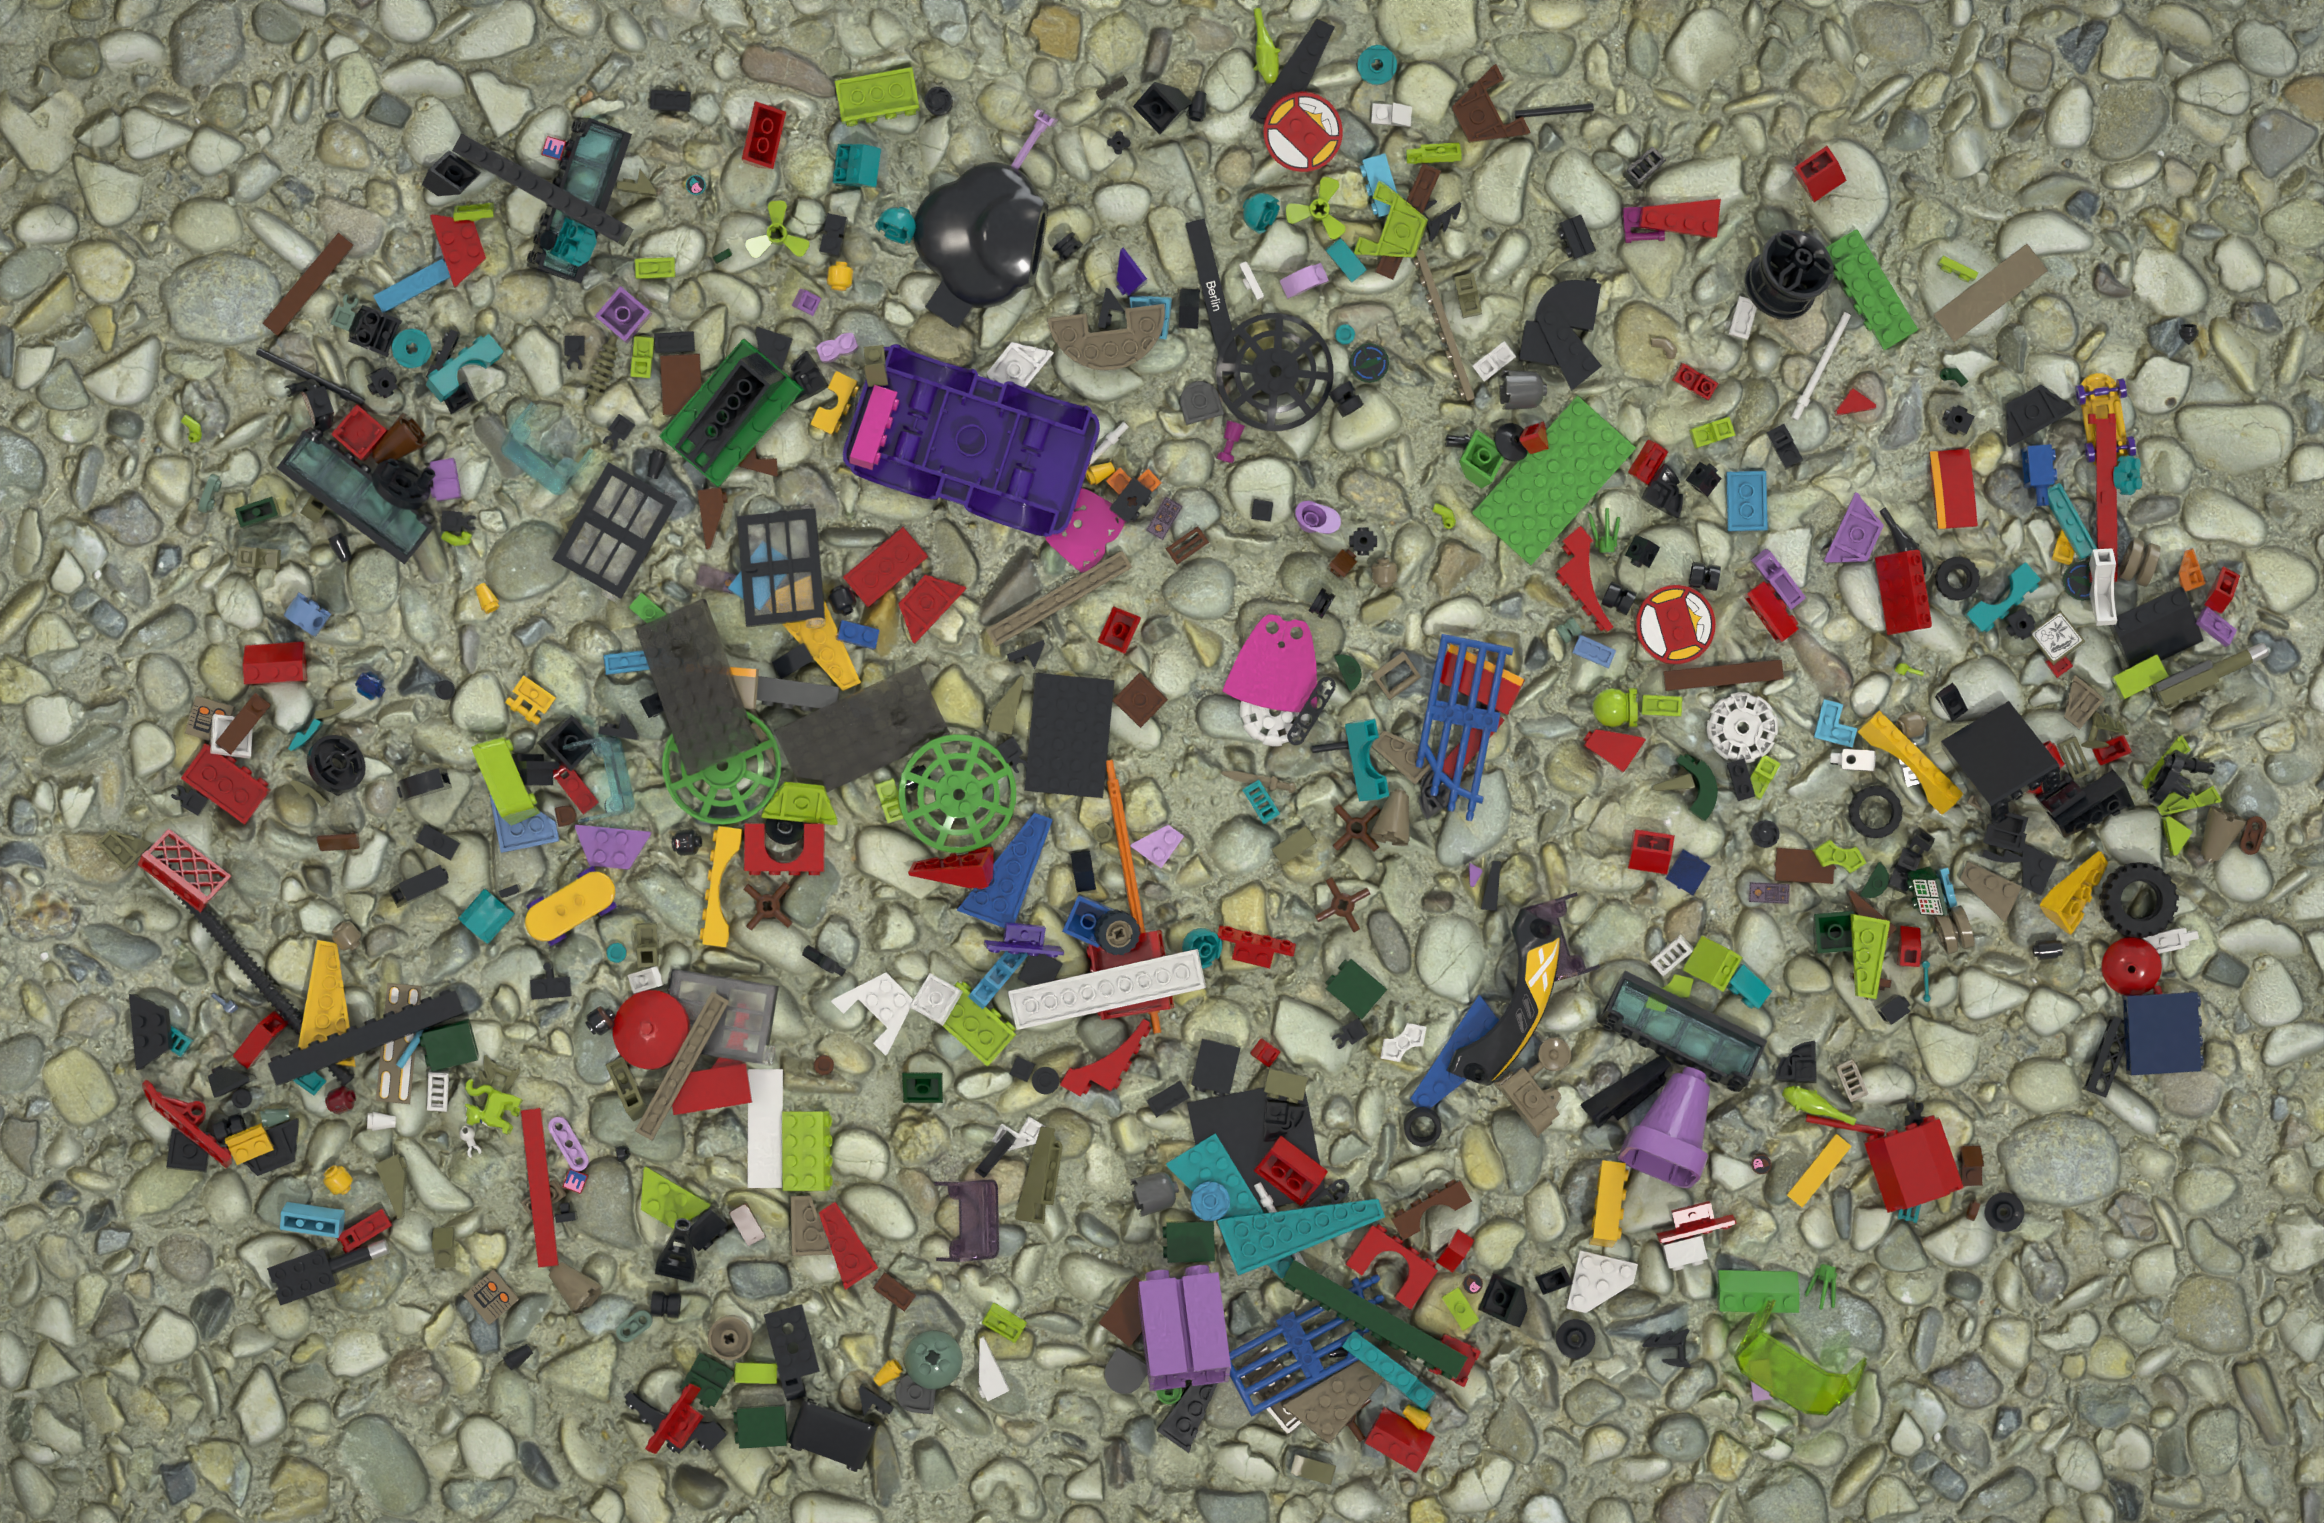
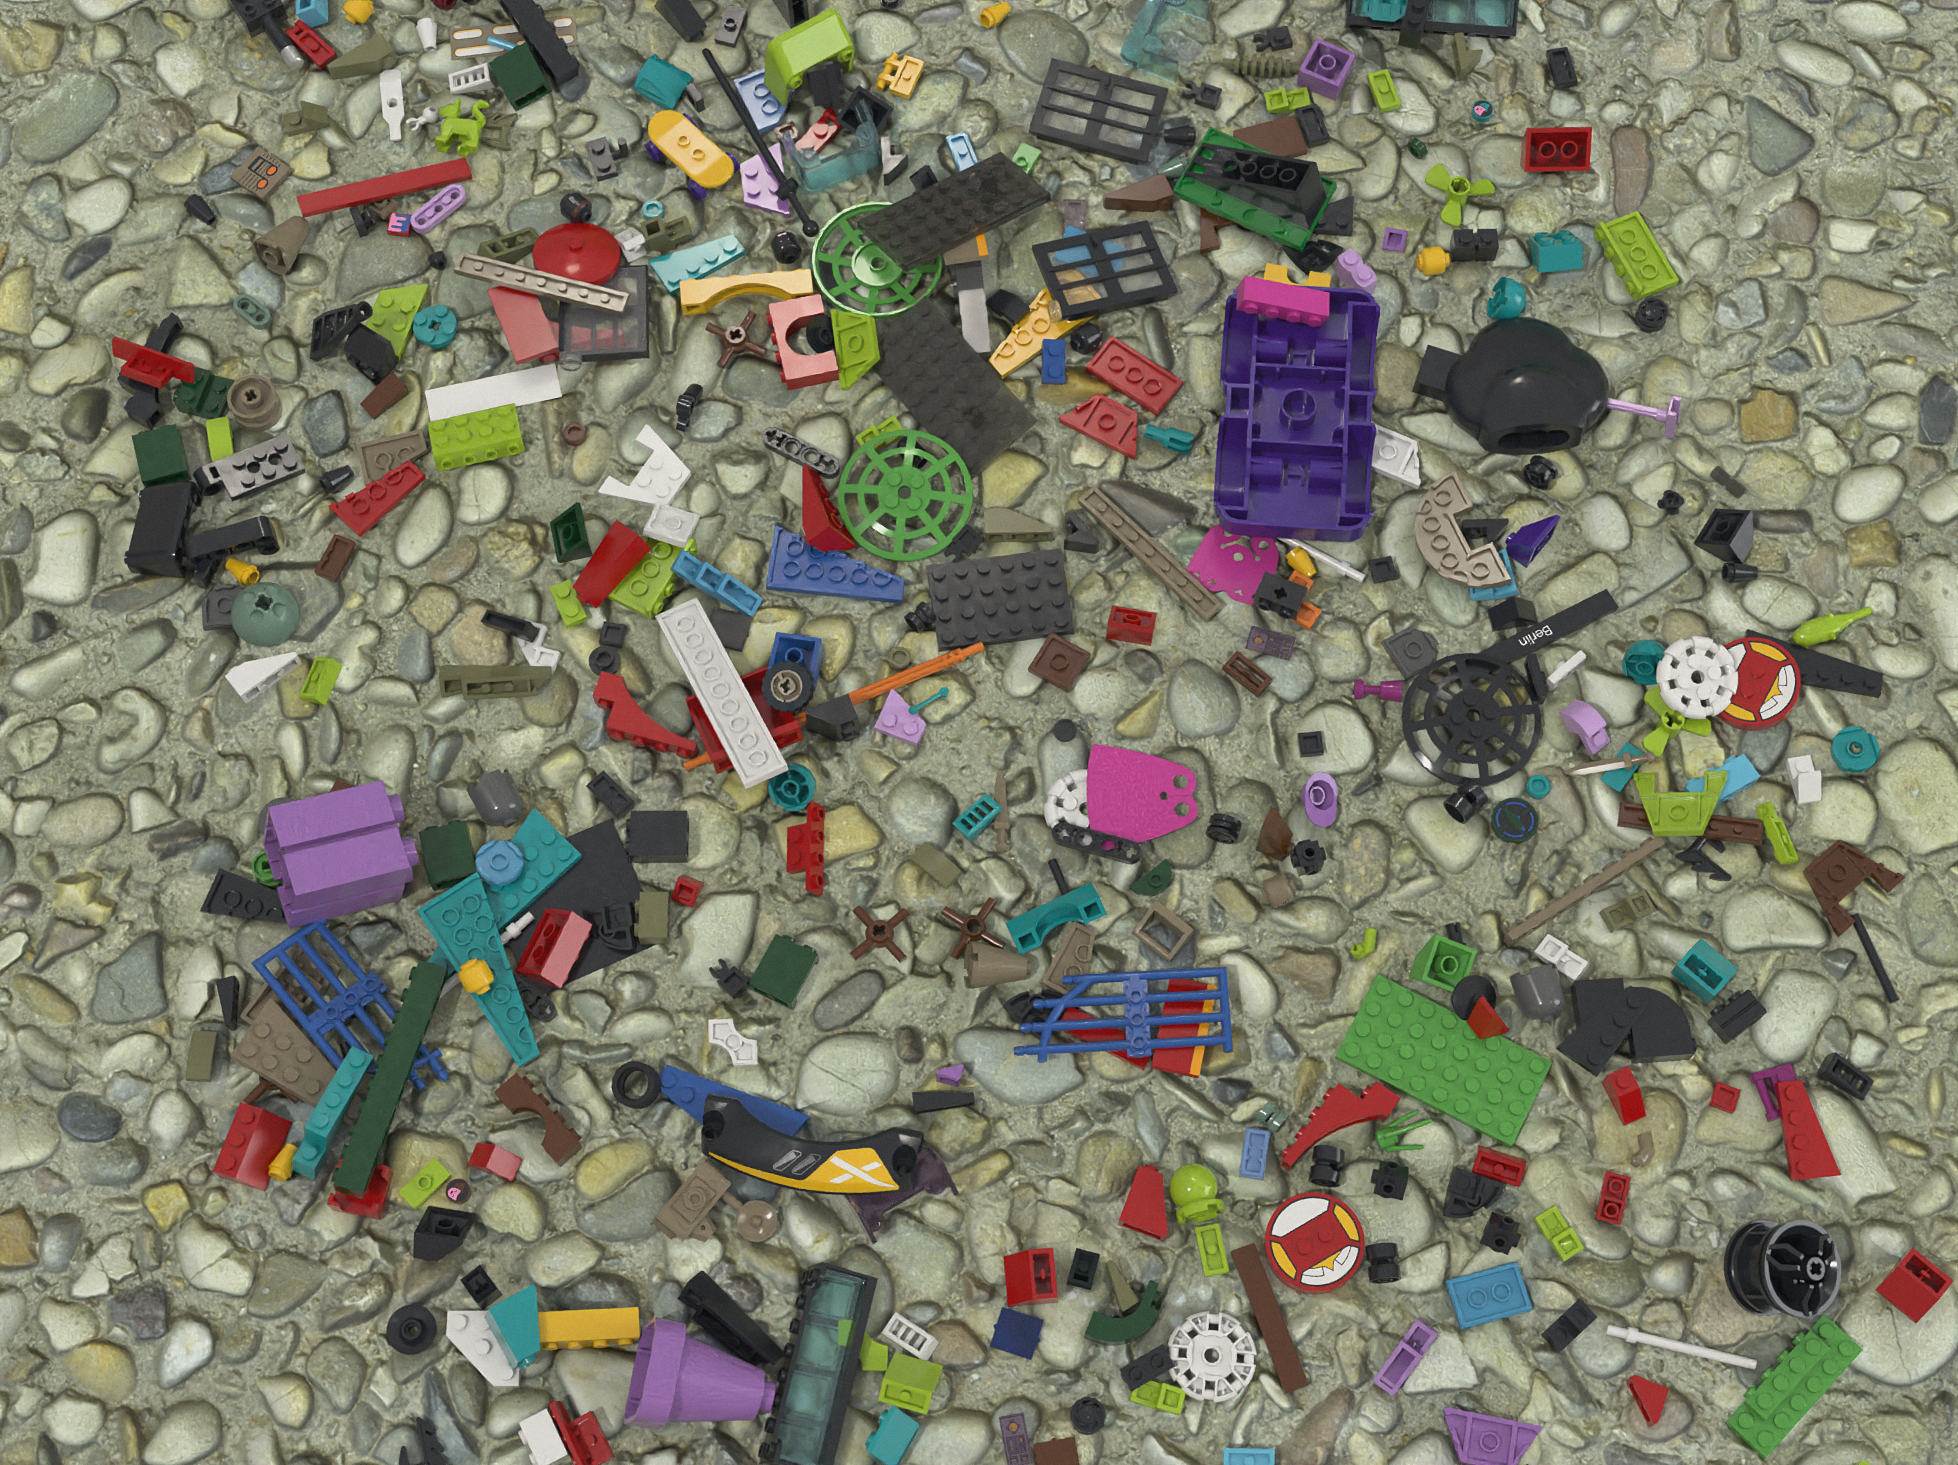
camera: 80 degrees right, 20 degrees down
(434, 1164) = (392, 93): none -> white piece
(630, 829) = (788, 187): none -> black bar
(665, 1304) = (280, 334): black wheel -> none
(678, 1160) = (435, 315): none -> teal plate
(679, 926) = (695, 262): none -> wing
(689, 478) = (1173, 168): none -> sand green cone
(818, 1279) = (334, 479): none -> black cone
(865, 1377) = (232, 540): none -> black beam
(875, 366) = (1350, 290): olive slope -> none
(892, 875) = (802, 450): none -> beam
(956, 551) = (1171, 438): none -> teal arm
(960, 1057) = (610, 564): none -> red slope
(976, 1219) = (431, 626): clear purple windscreen -> none
(984, 1101) = (567, 603): none -> lime plate
(1025, 939) = (758, 596): dark purple bracket -> none
(1071, 806) = (920, 617): none -> black wheel
(1083, 871) = (850, 646): black slope -> none
(1122, 406) = (1382, 569): none -> black plate
(1141, 802) = (942, 693): none -> teal hinge
(1151, 898) = (834, 719): none -> black slope
(1200, 710) = (1065, 730): none -> black piece
(1252, 307) = (1535, 677): none -> black plate
(1269, 1440) = (229, 997): none -> black slope
(1301, 172) = (1710, 677): none -> white plate
(1307, 1237) = (475, 976): none -> yellow head
(1345, 258) = (1626, 761): none -> dark tan sword
(1419, 1270) = (463, 1122): red arch -> none
(1533, 249) = (1704, 971): none -> teal slope
(1599, 1255) = (517, 1327): none -> teal slope
(1618, 347) = (1624, 1095): none -> red slope
(1637, 268) = (1724, 1097): none -> red tile
(1655, 809) = (1083, 1270): none -> black slope
(1742, 318) = (1706, 1236): white plate -> none
(1771, 612) = (1364, 1355): red slope -> none

